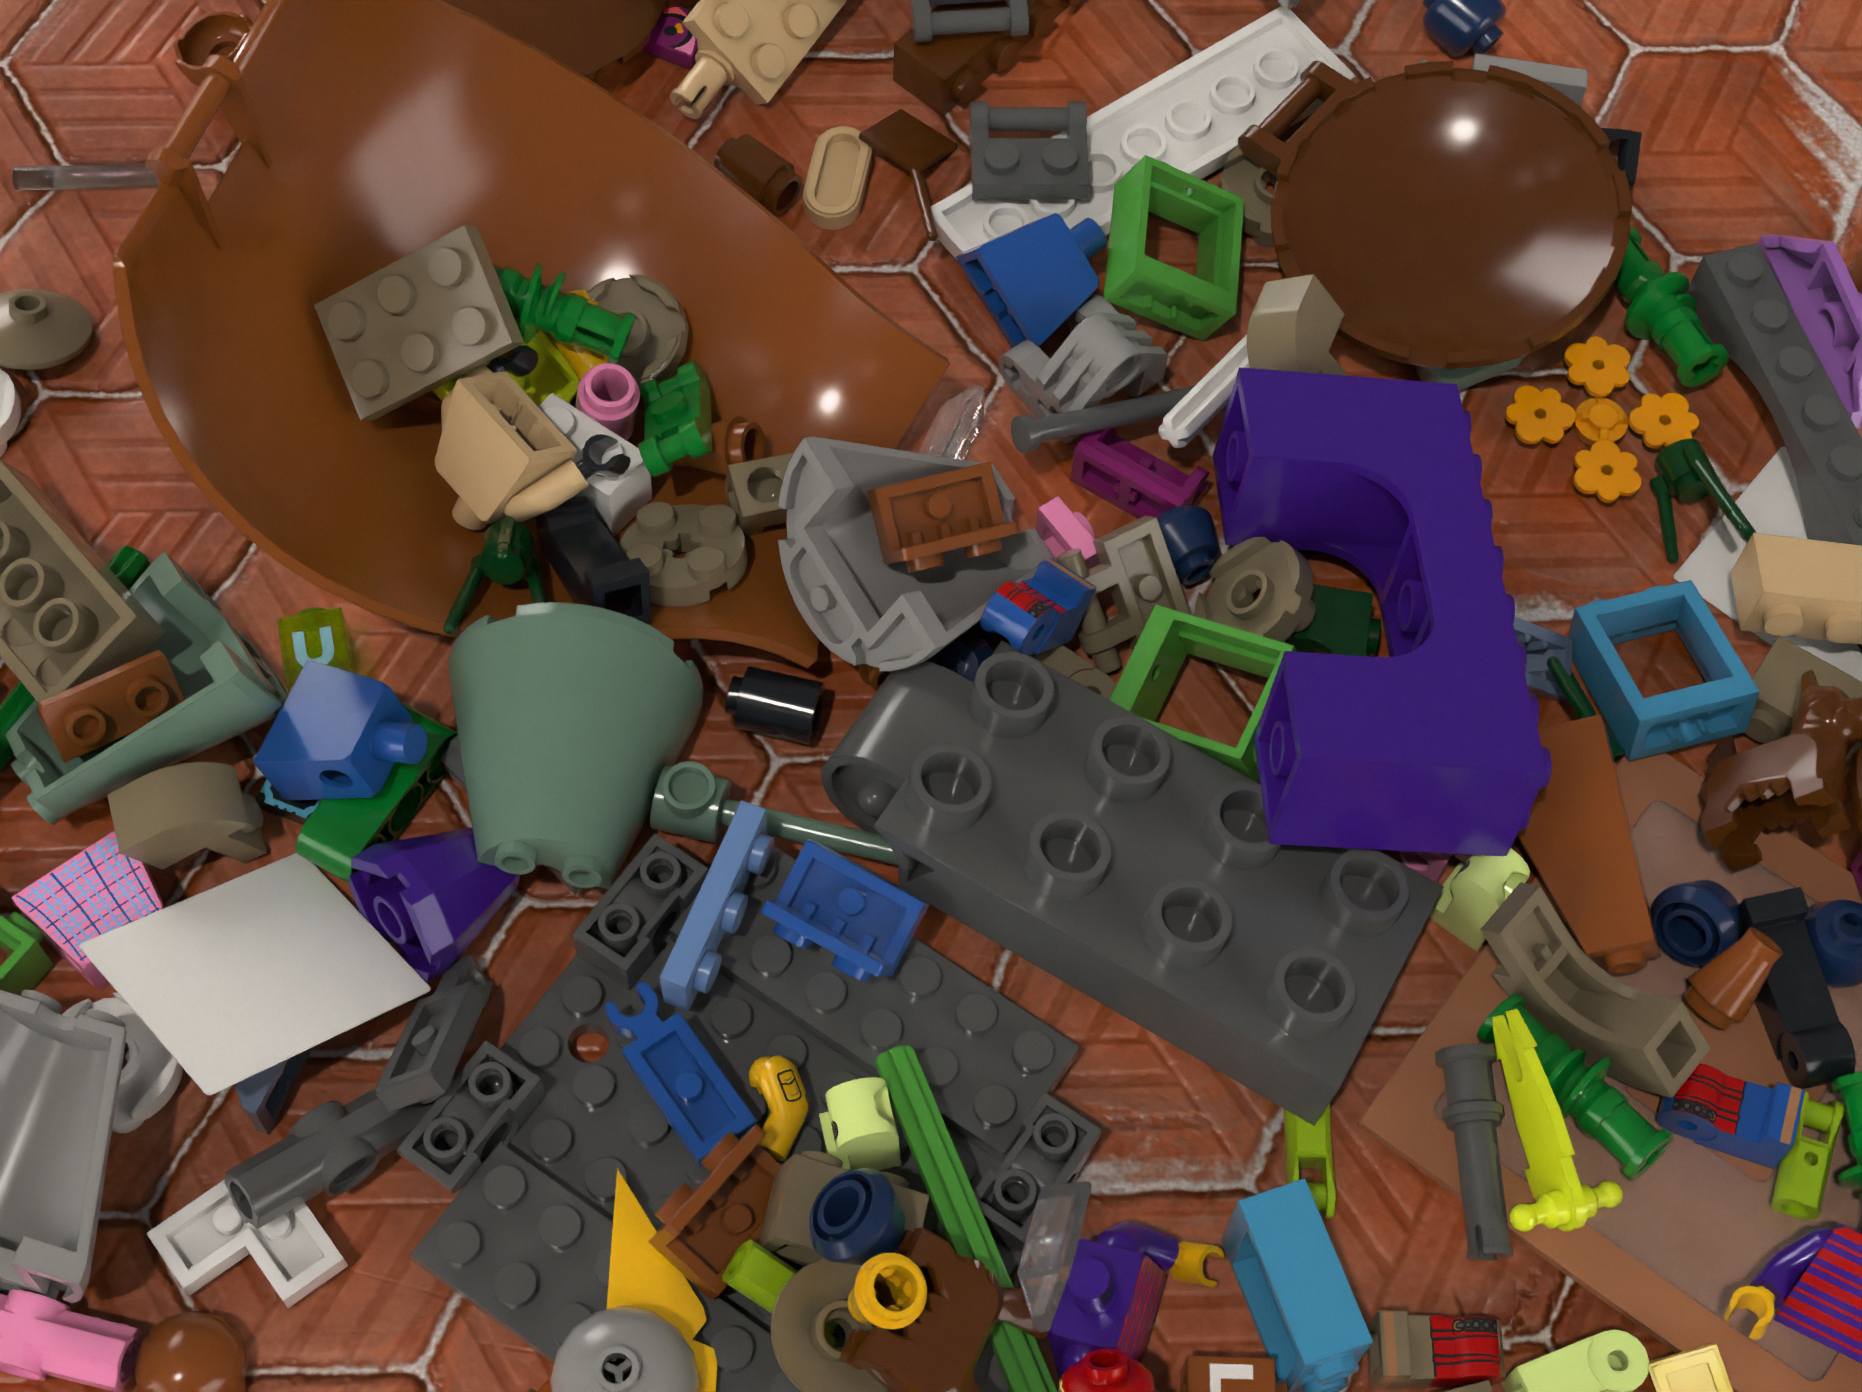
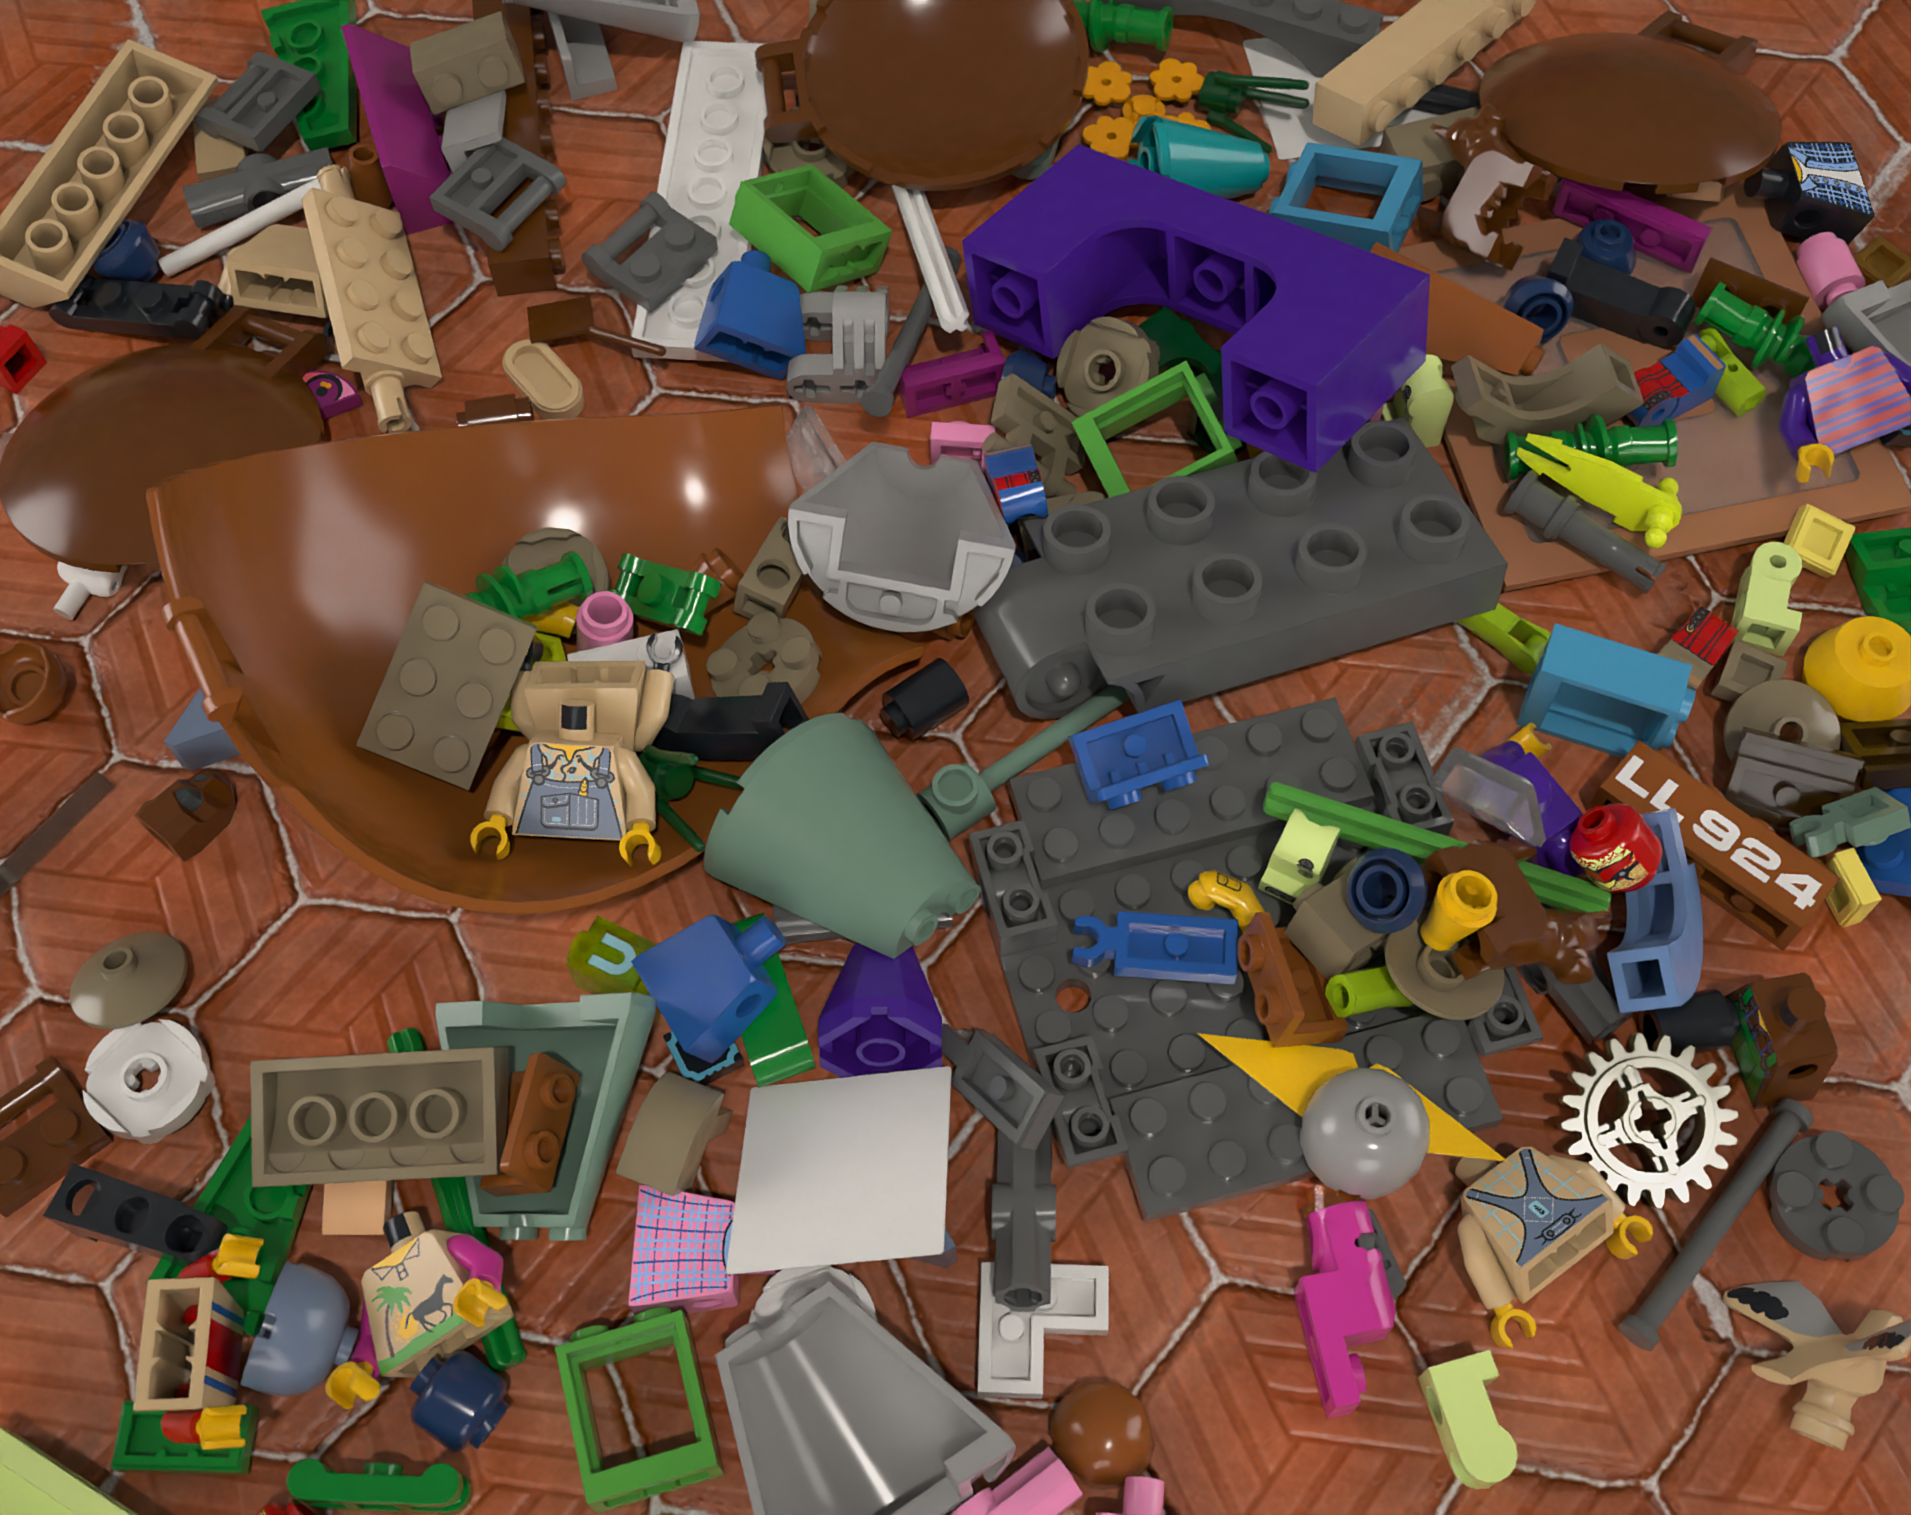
camera: 45 degrees left, 0 degrees up
(417, 492) = (573, 787): none -> torso
(717, 907) = (1066, 829): medium blue plate -> none
(939, 514) = (894, 494): dark orange bracket -> none
(1294, 327) = (945, 204): dark tan brick -> none
(1568, 506) = (1200, 157): none -> teal cone
(1732, 980) = (1589, 316): dark orange cone -> none

